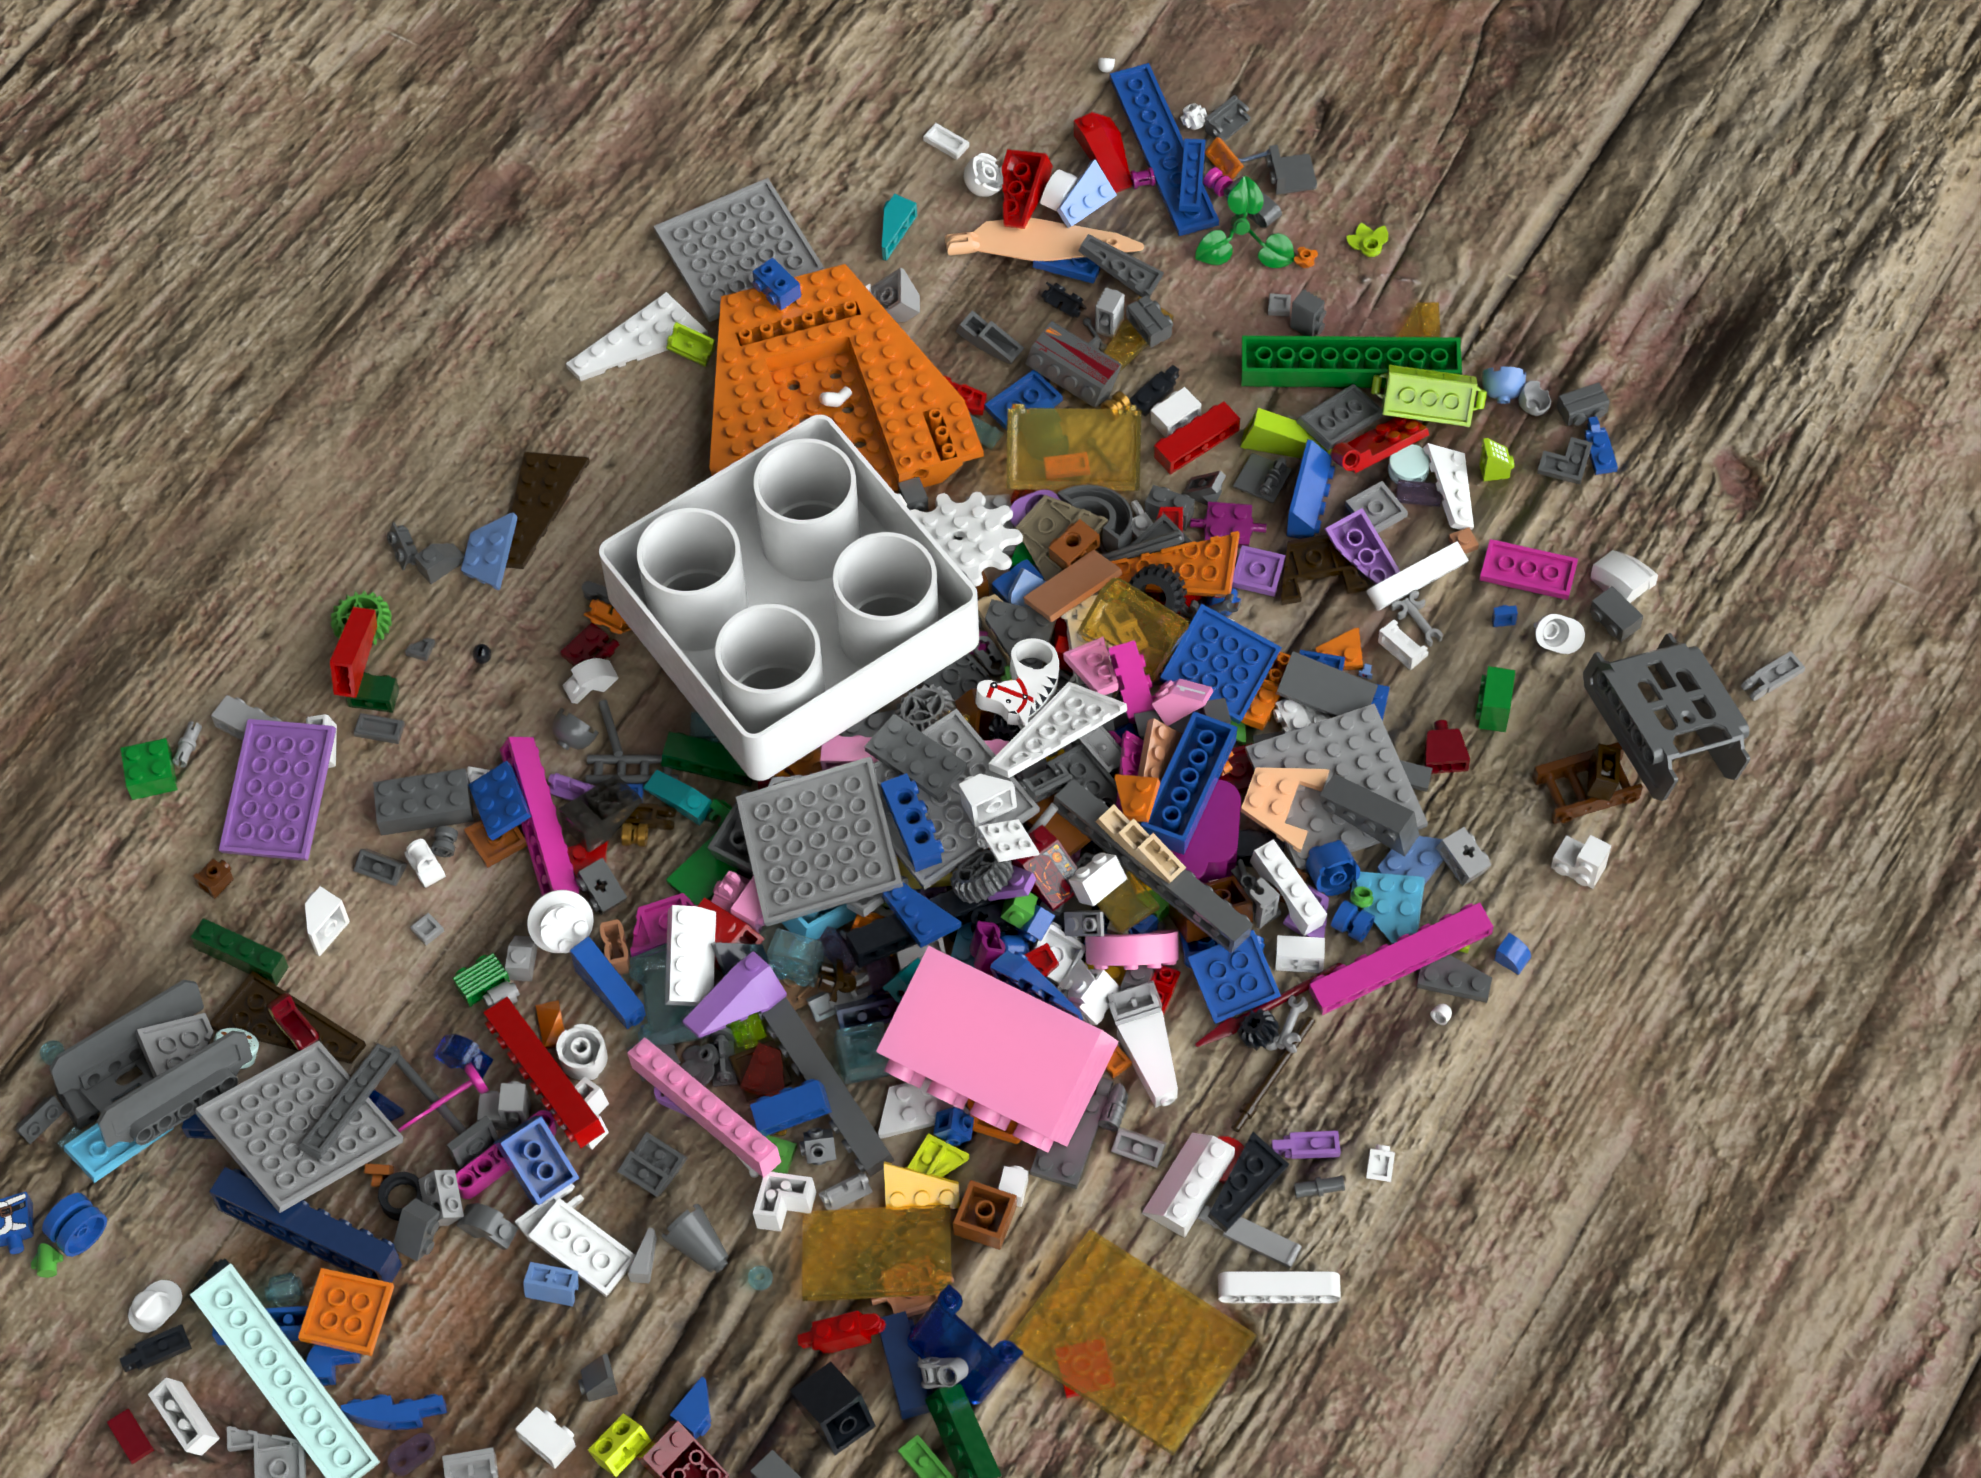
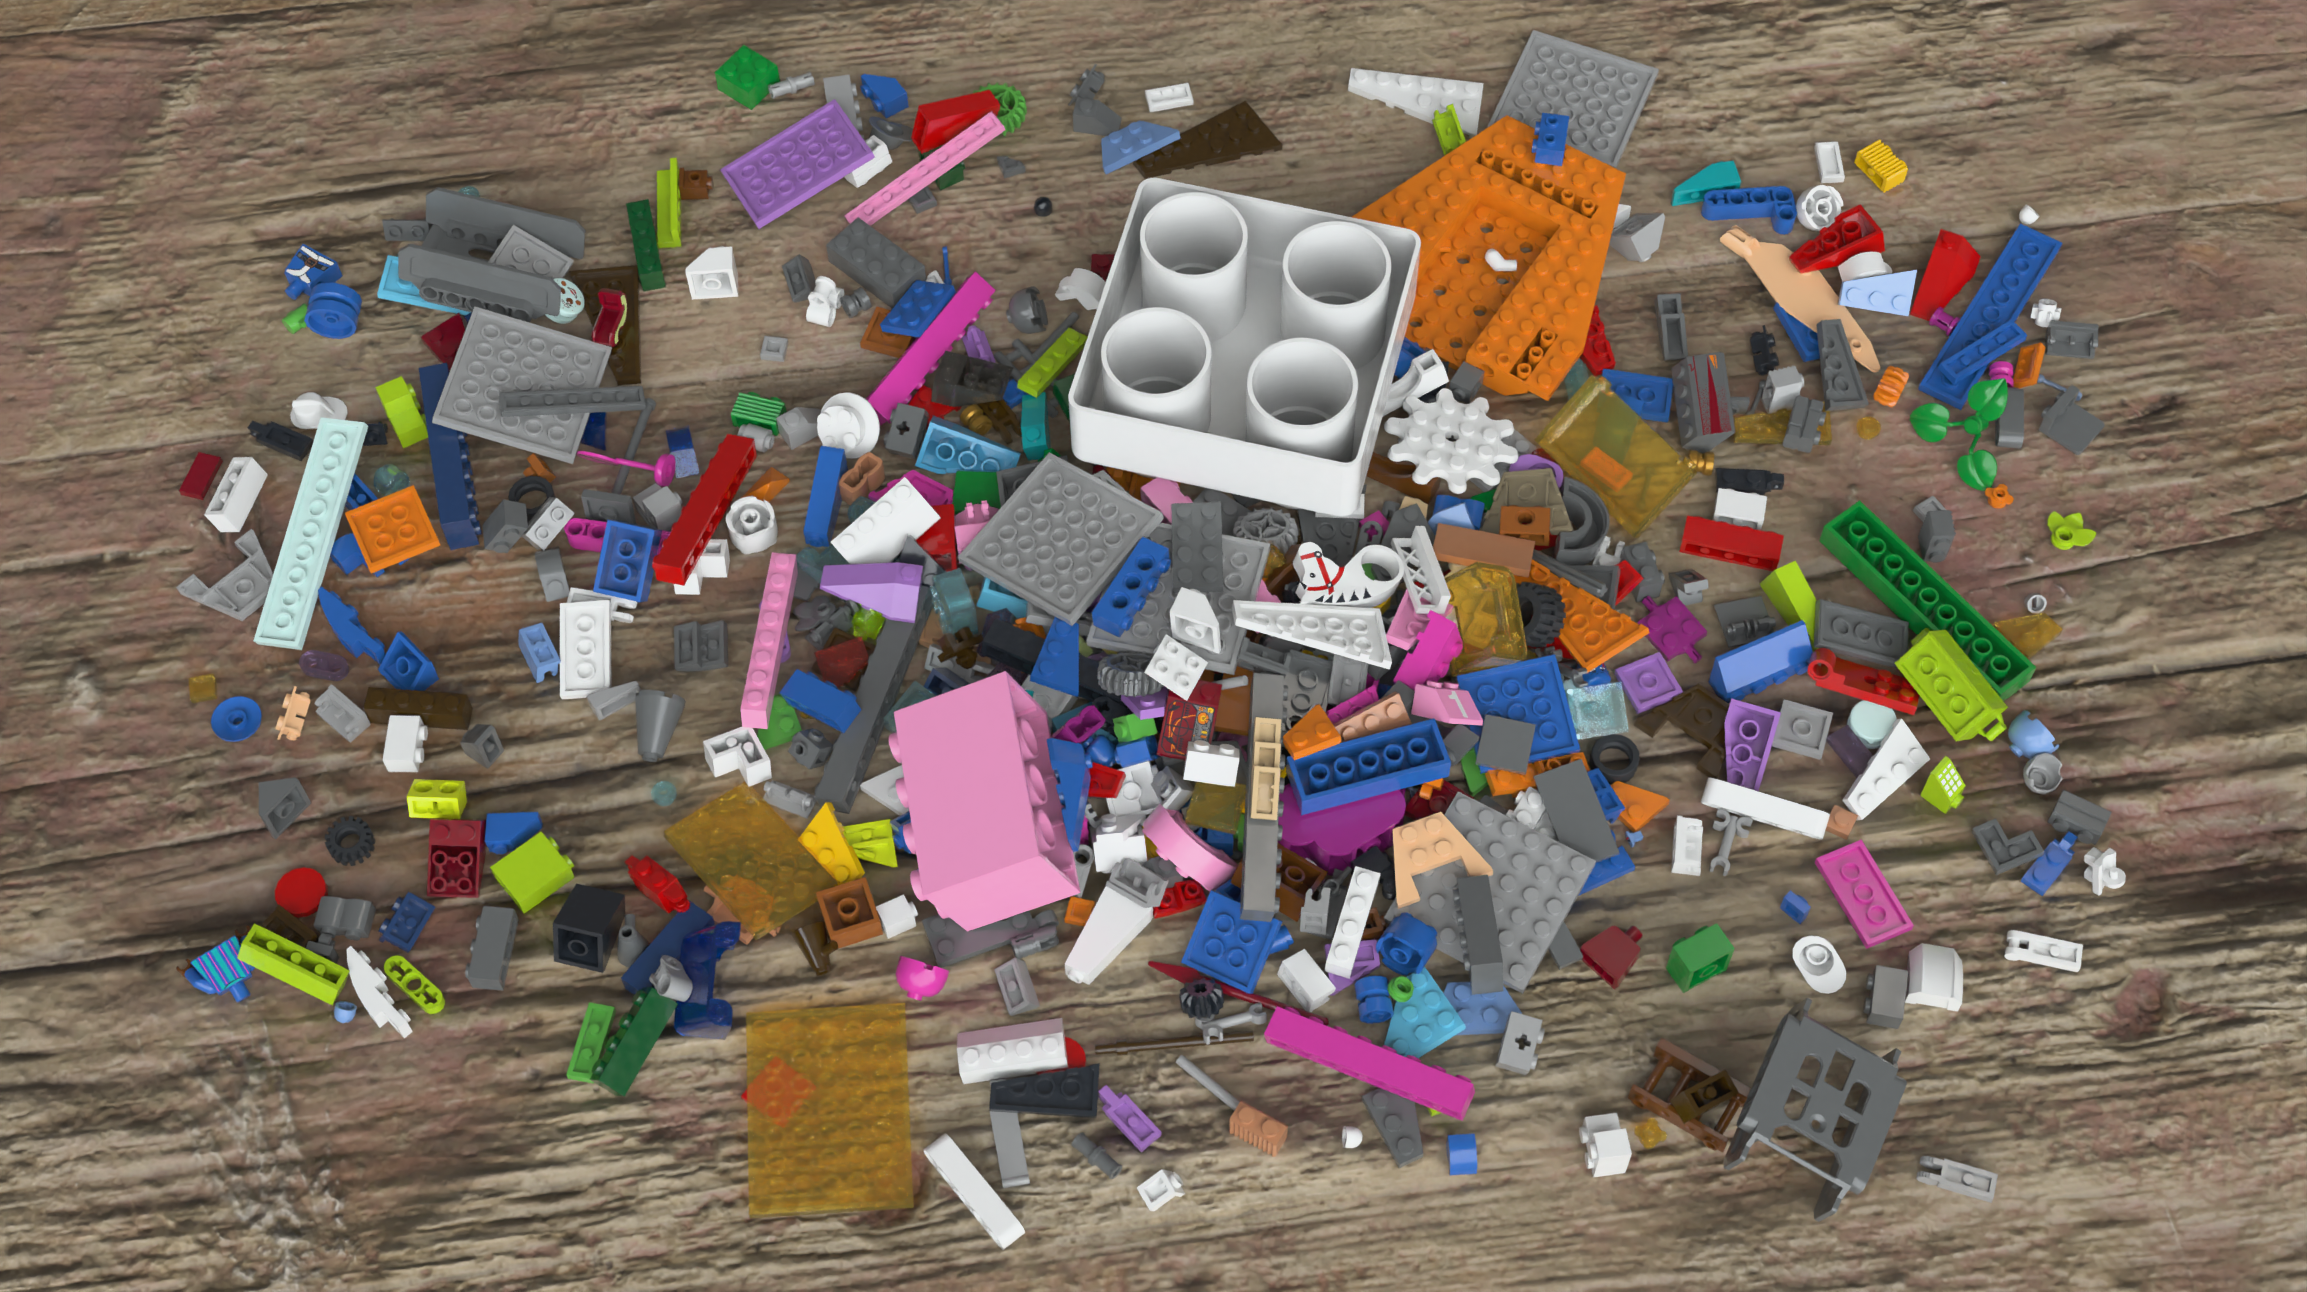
camera: 50 degrees right, 0 degrees up
(191, 1161) = (445, 339): none -> dark red wing
(214, 907) = (669, 207): none -> lime fence
(227, 1239) = (402, 411): none -> lime brick
(265, 684) = (884, 93): none -> blue slope
(310, 704) = (890, 133): none -> dark grey piece
(376, 707) = (927, 170): none -> bright pink tile
(456, 749) = (947, 280): none -> blue hinge
(469, 498) = (1169, 97): none -> white plate
(474, 1390) = (407, 666): none -> blue slope
(534, 1392) = (434, 708): none -> dark brown brick
(634, 746) = (1052, 362): none -> lime plate
(648, 865) = (955, 448): none -> dark azure wedge
(746, 1417) = (533, 871): none -> lime brick
(875, 1393) = (630, 942): none -> dark grey piece
(948, 198) = (1752, 203): none -> blue beam
(982, 113) = (1881, 165): none -> yellow brick
(989, 1259) = (815, 947): none -> dark brown piece
(1063, 631) = (1428, 572): none -> white fence
(1080, 1203) = (920, 978): none -> dark pink cylinder
(1166, 248) = (1891, 386): none -> orange gear
(1181, 288) = (1868, 428): none -> clear yellow plate
(1239, 687) = (1505, 744): none -> dark grey tile
(1259, 611) = (1597, 710): none -> clear light blue brick
(1298, 621) = (1615, 742): none -> black tyre
(1323, 1074) = (1208, 1082): none -> light grey bar
(1388, 1066) = (1258, 1128): none -> nougat brick
(1404, 301) = (2038, 600): none -> light grey hinge
(1598, 825) = (1647, 1140): none -> clear yellow plate
(1633, 421) = (2103, 870): none -> white hips
(1658, 500) = (2044, 950): none -> white plate

